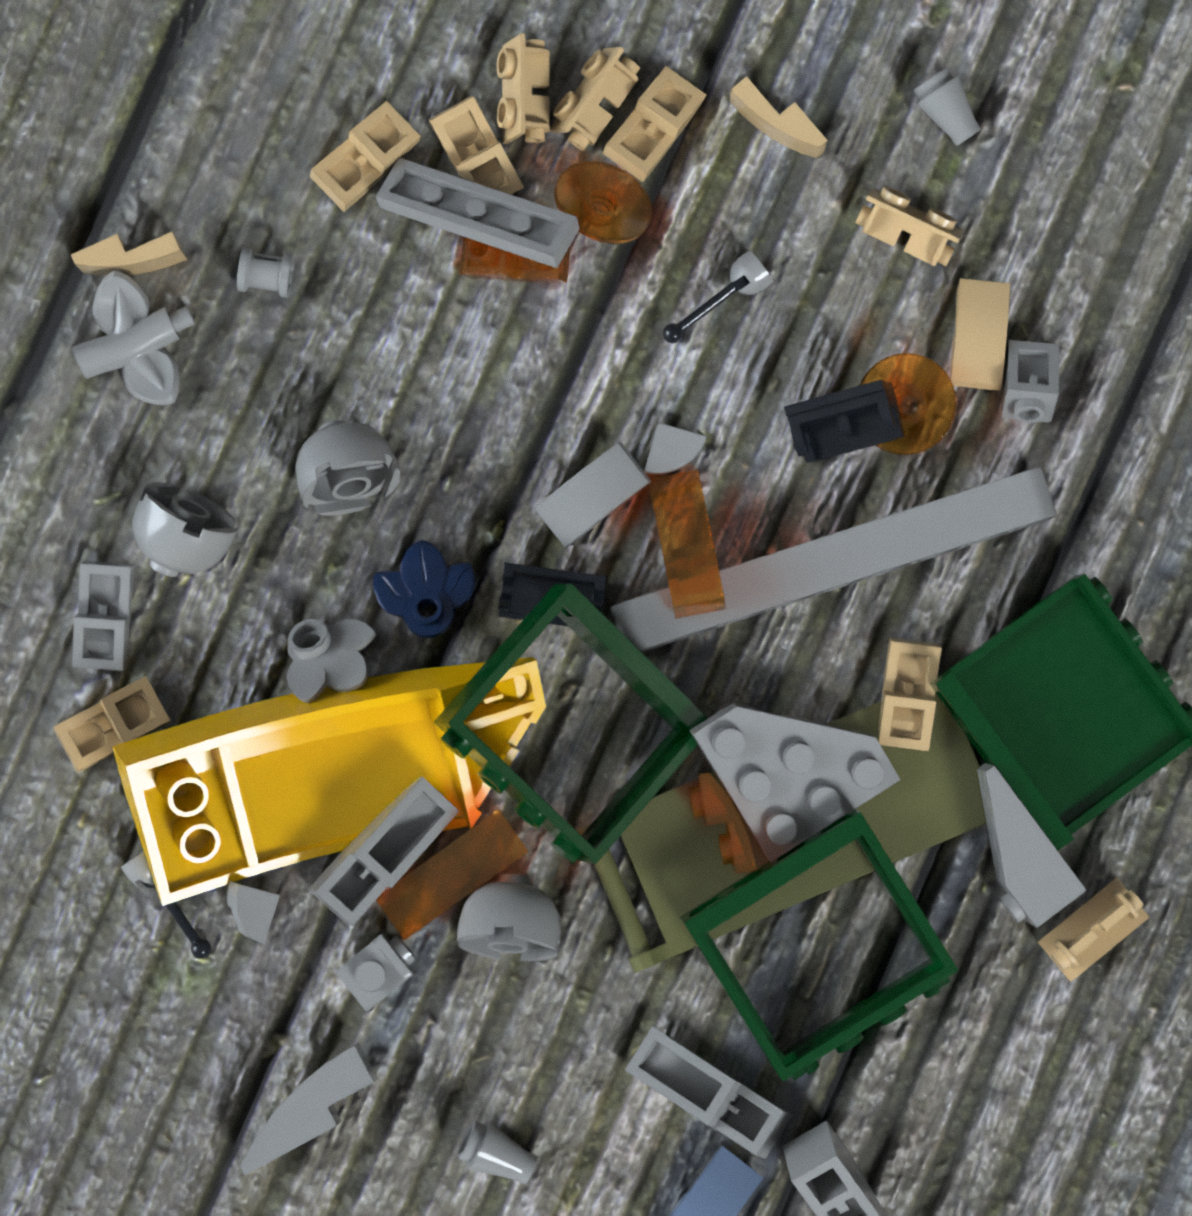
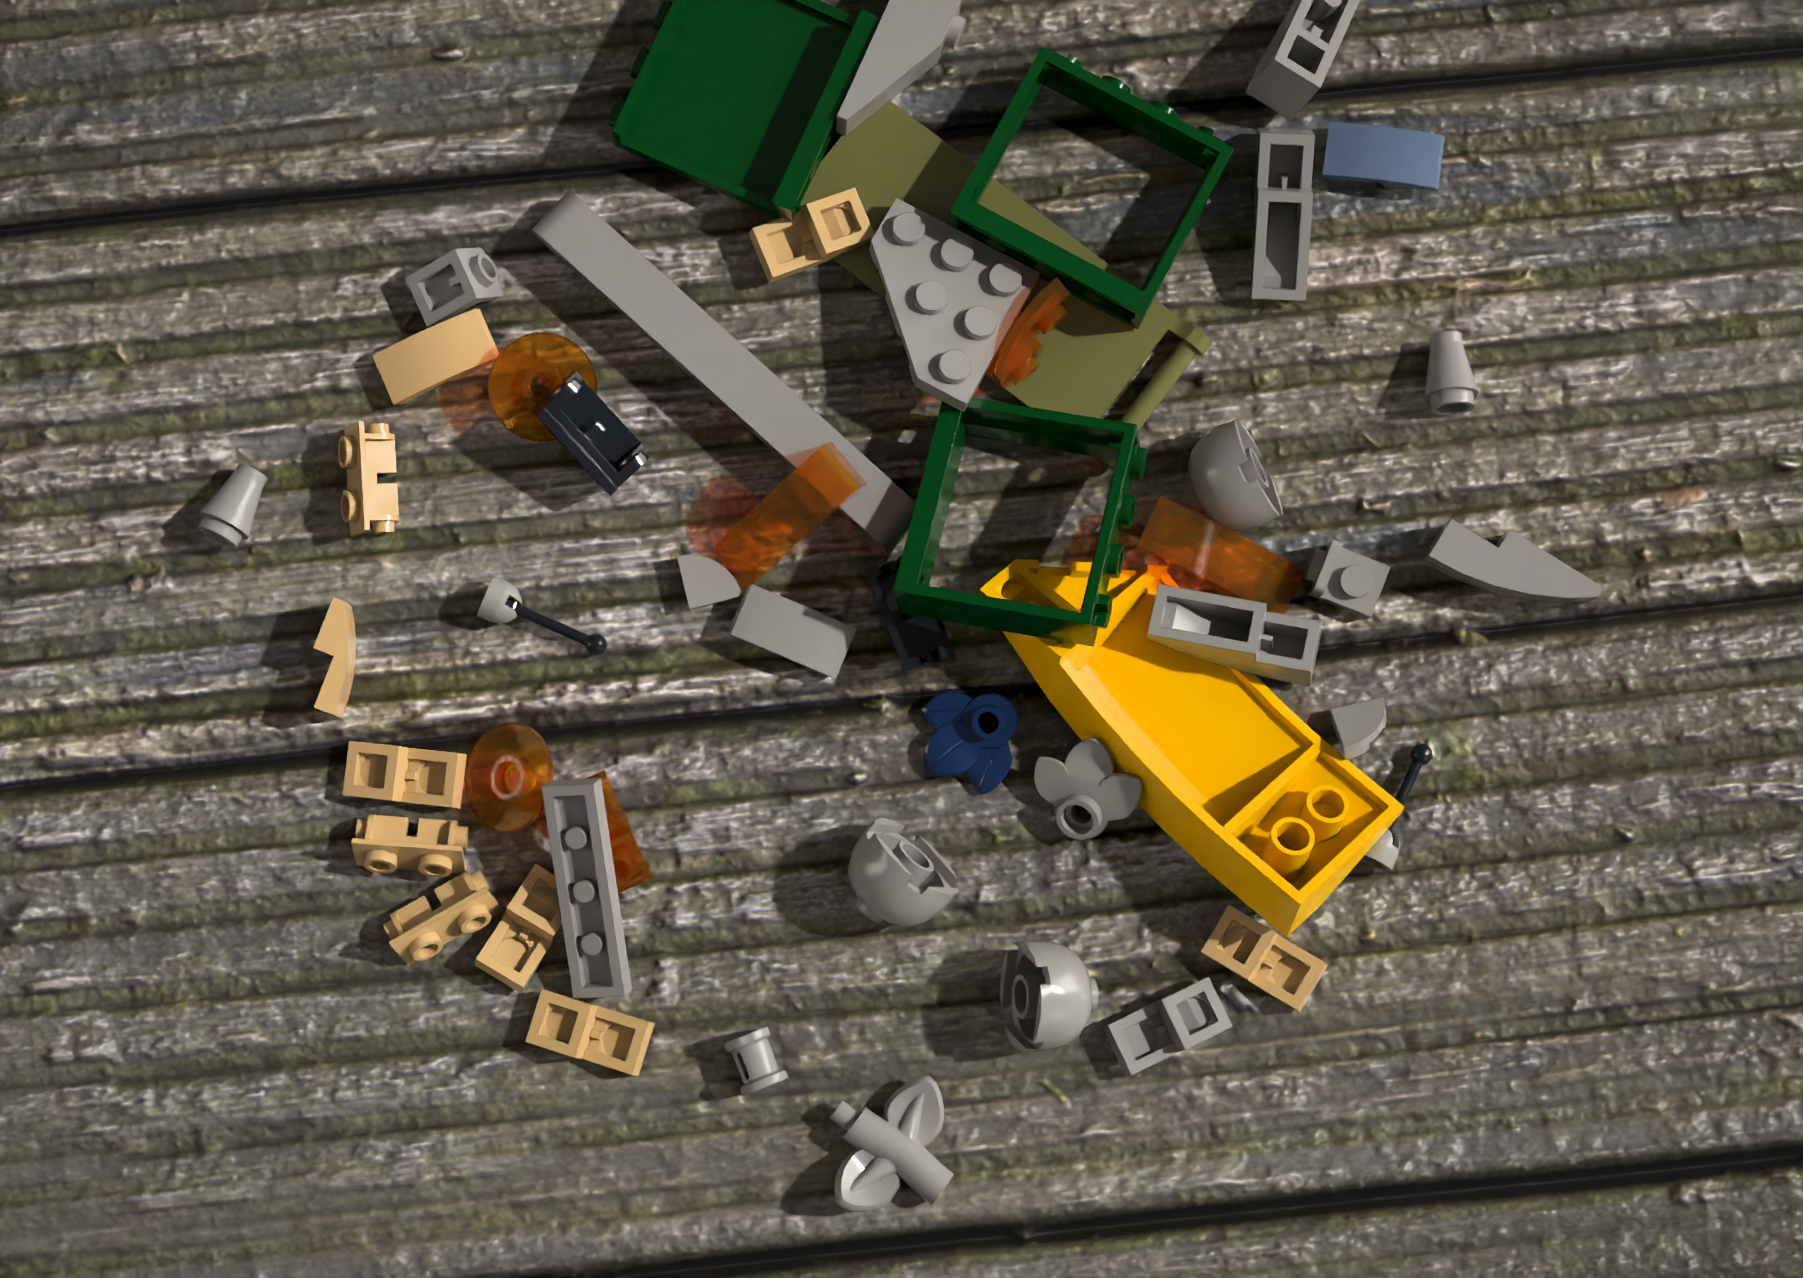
camera: 125 degrees left, 0 degrees up
(113, 255) = (823, 1213): tan slope -> none

